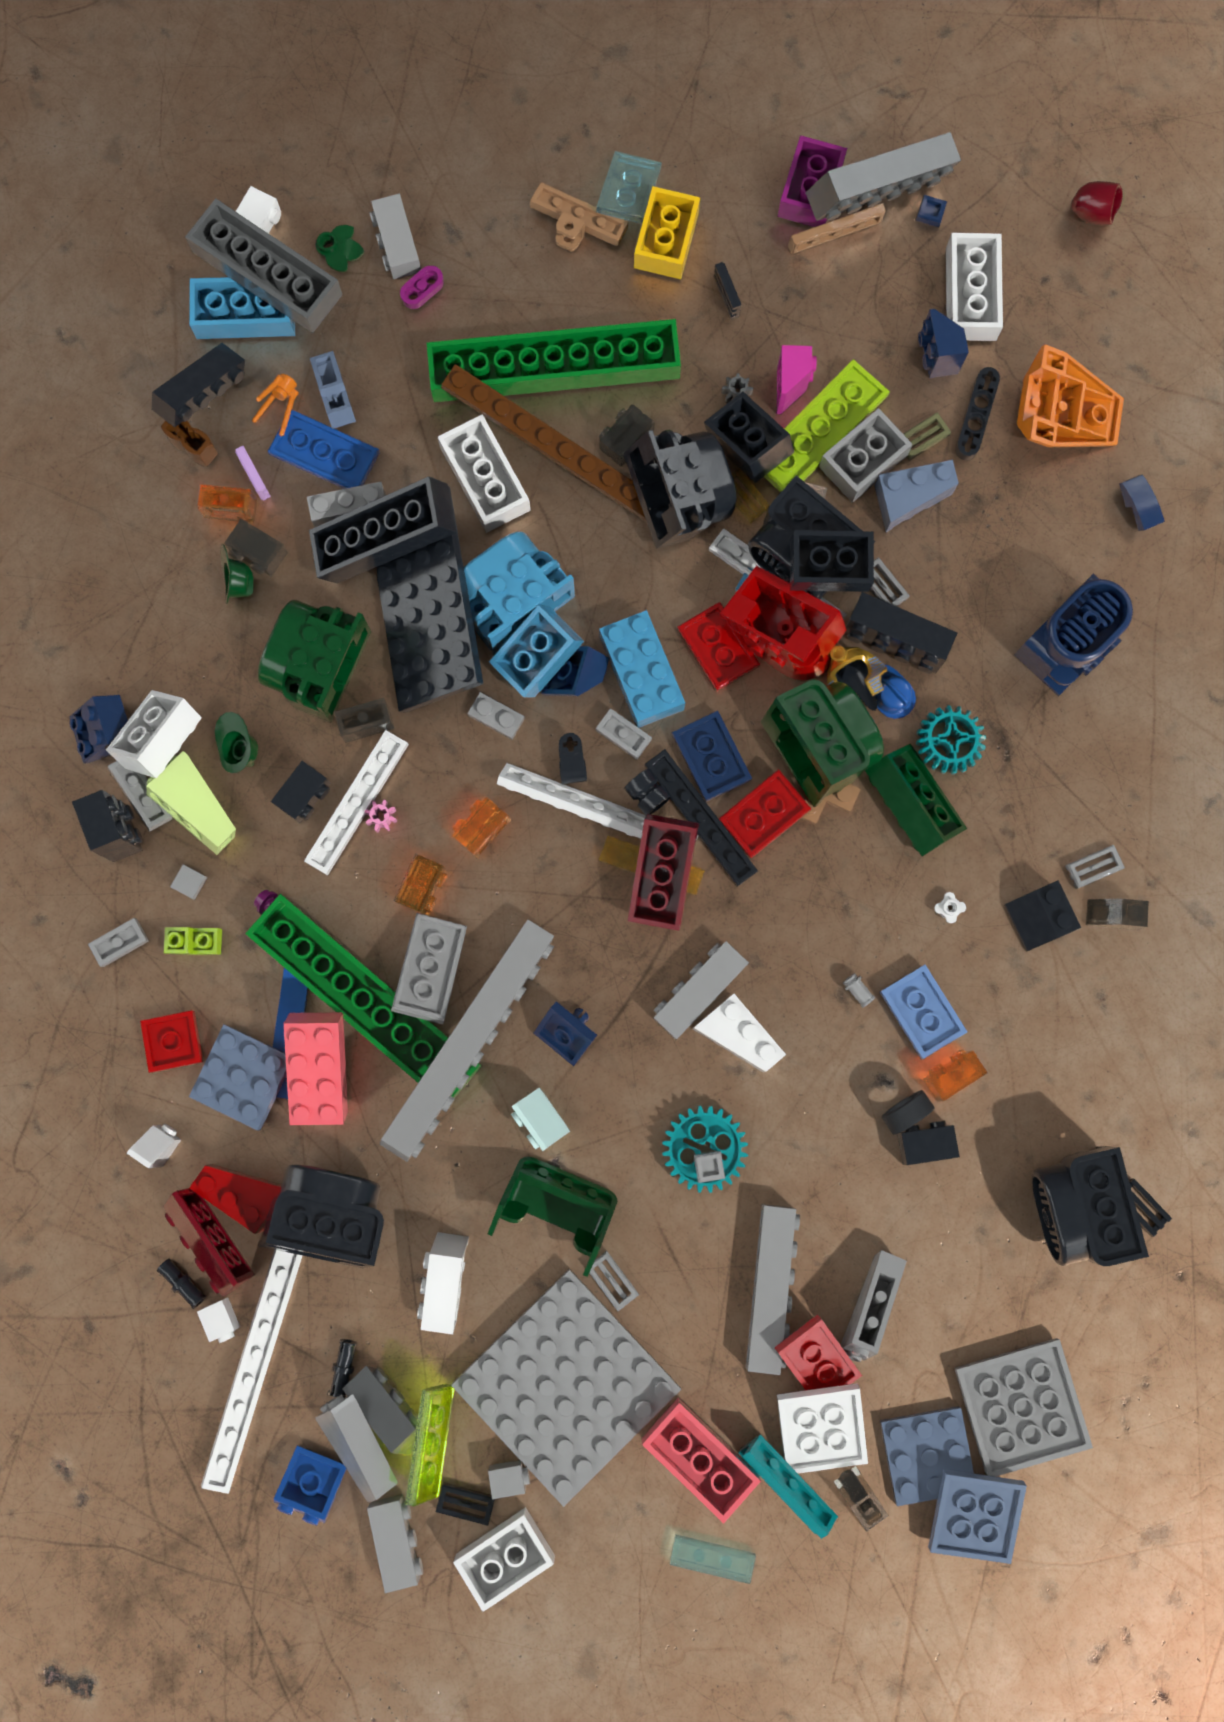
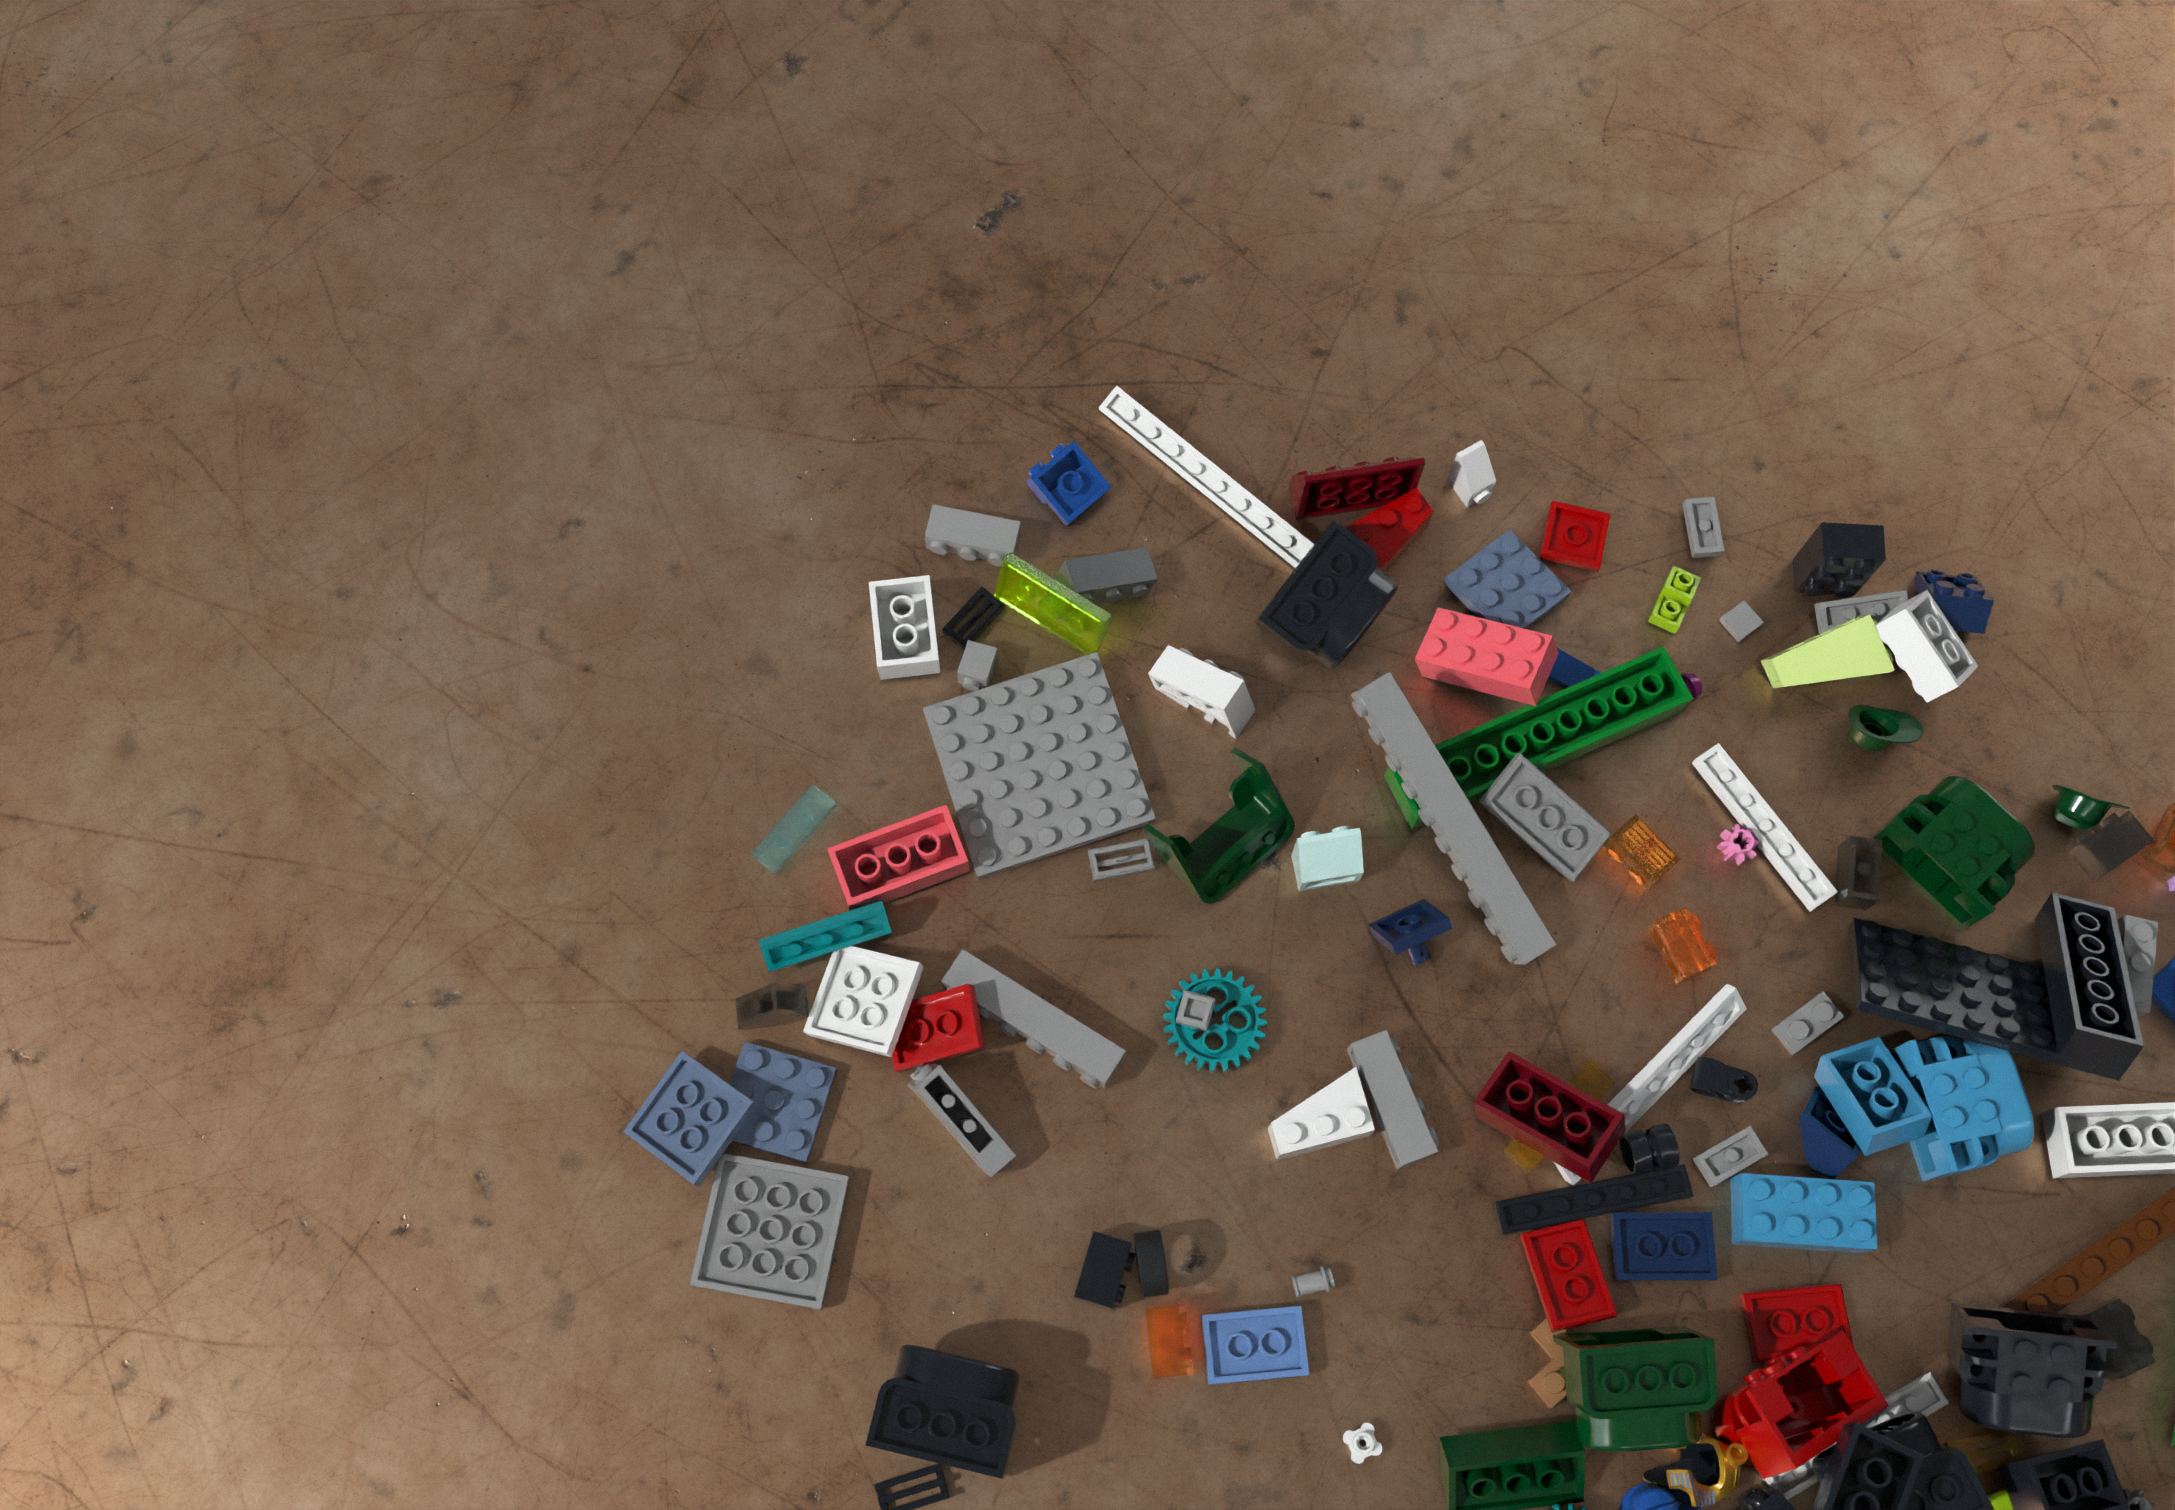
camera: 115 degrees right, 10 degrees down
(181, 1283) = (1321, 447): black pin -> none
(219, 1320) = (1268, 466): white brick -> none
(301, 792) = (1798, 773): black brick -> none
(343, 1367) = (1166, 561): black pin -> none
(356, 1446) = (1084, 537): light grey slope -> none

